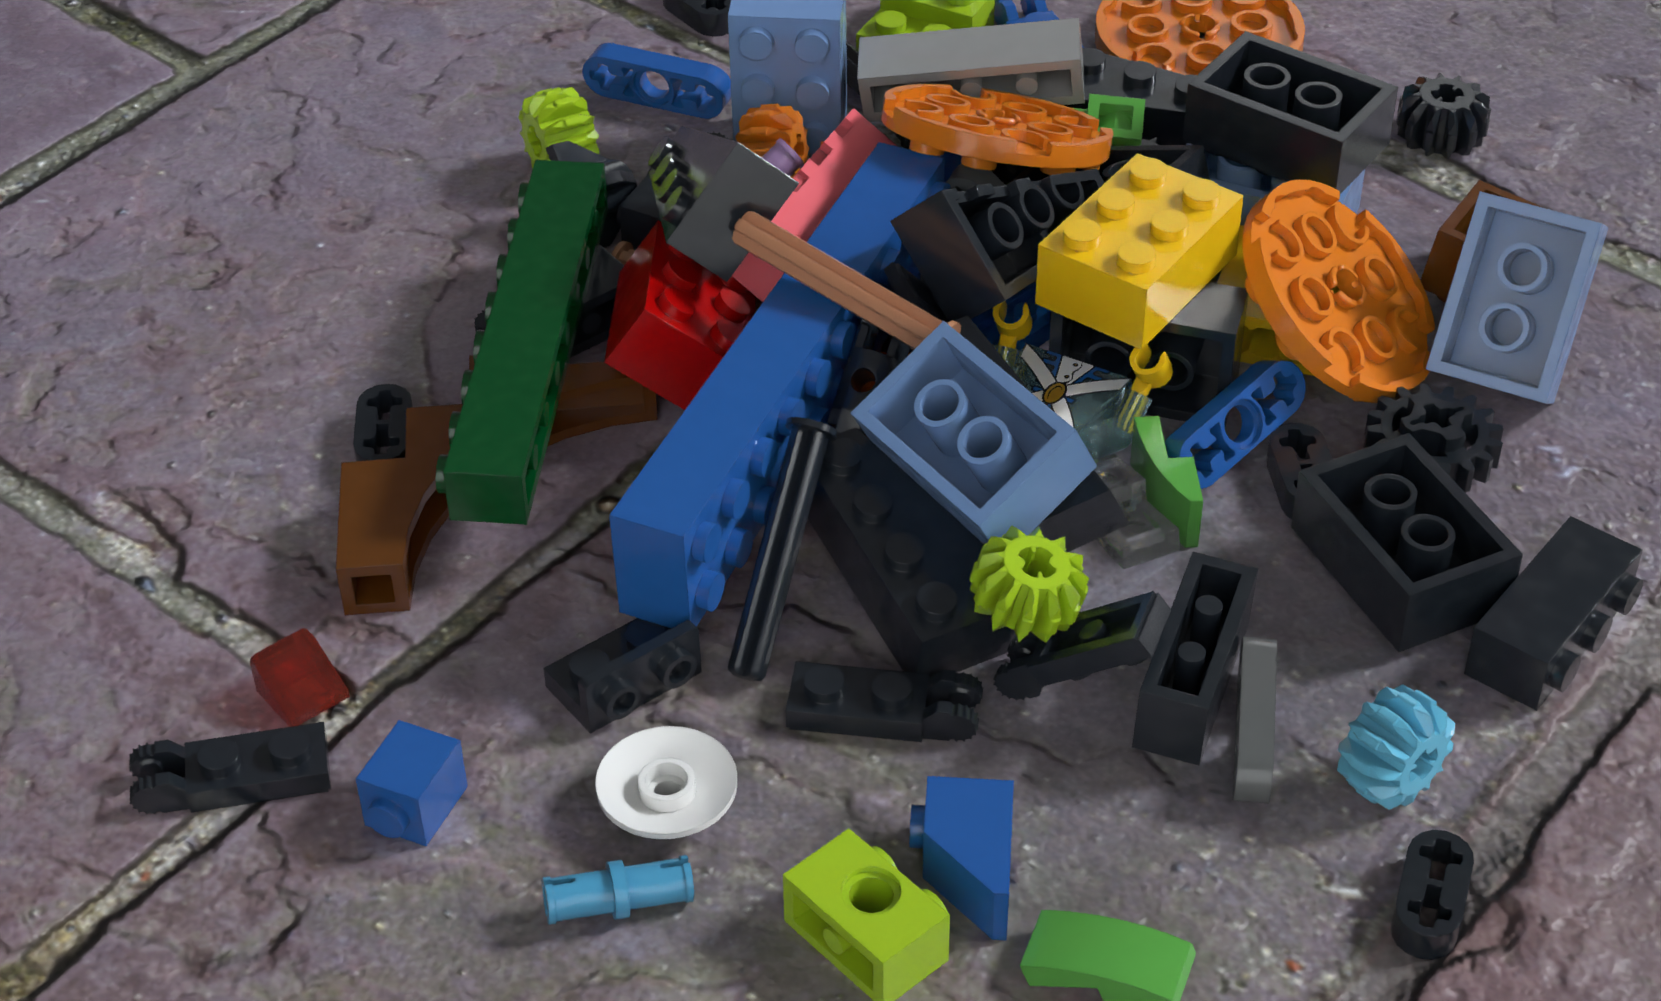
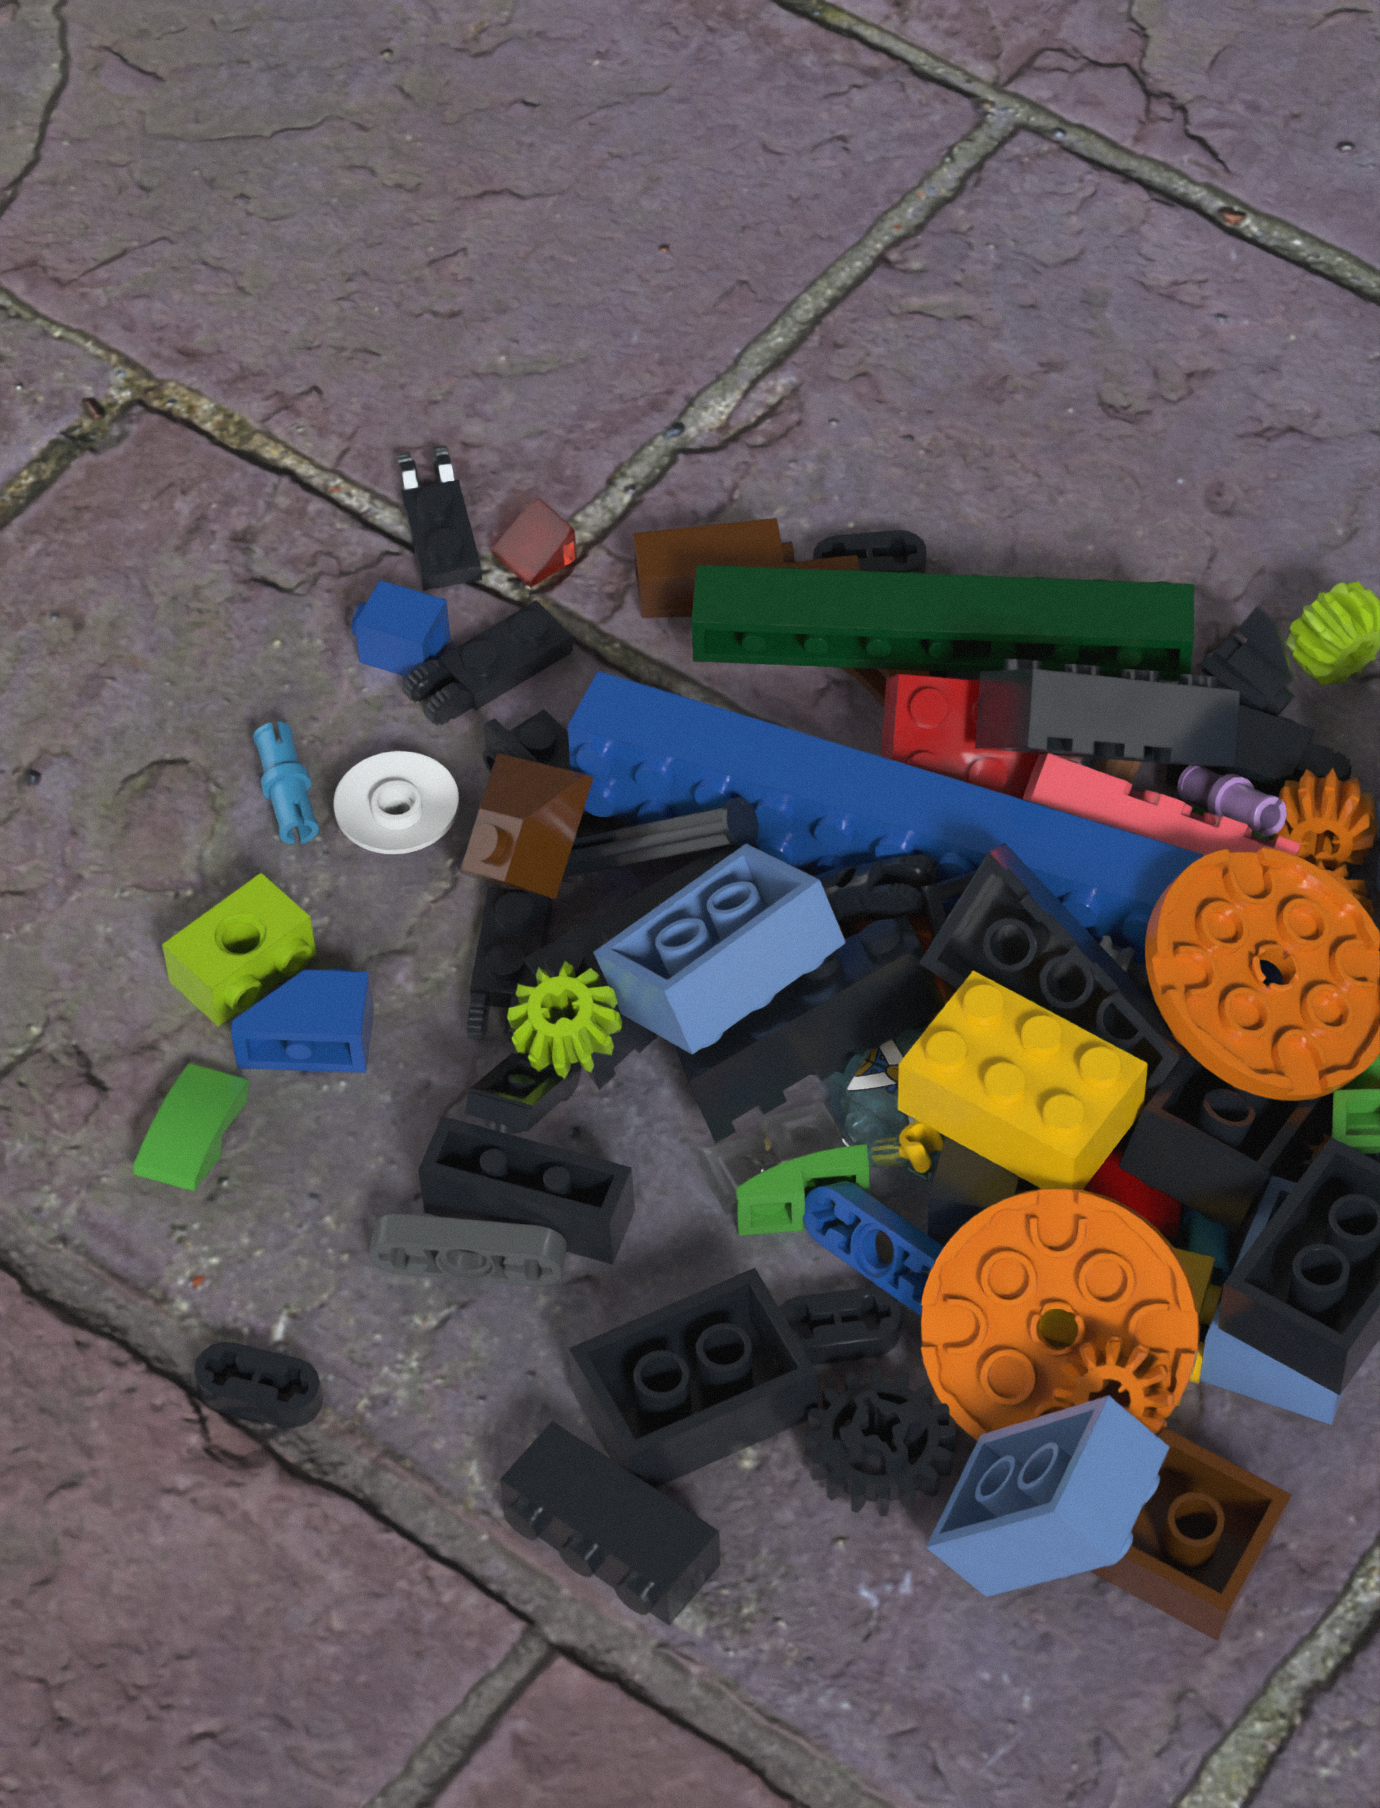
camera: 90 degrees right, 10 degrees up
(448, 701) = (489, 664): none -> black hinge
(742, 648) = (526, 825): none -> reddish brown slope
(835, 280) = (918, 824): nougat axle -> none
(1396, 746) = (405, 1346): medium azure gear -> none
(1410, 257) = (1126, 1371): none -> orange gear

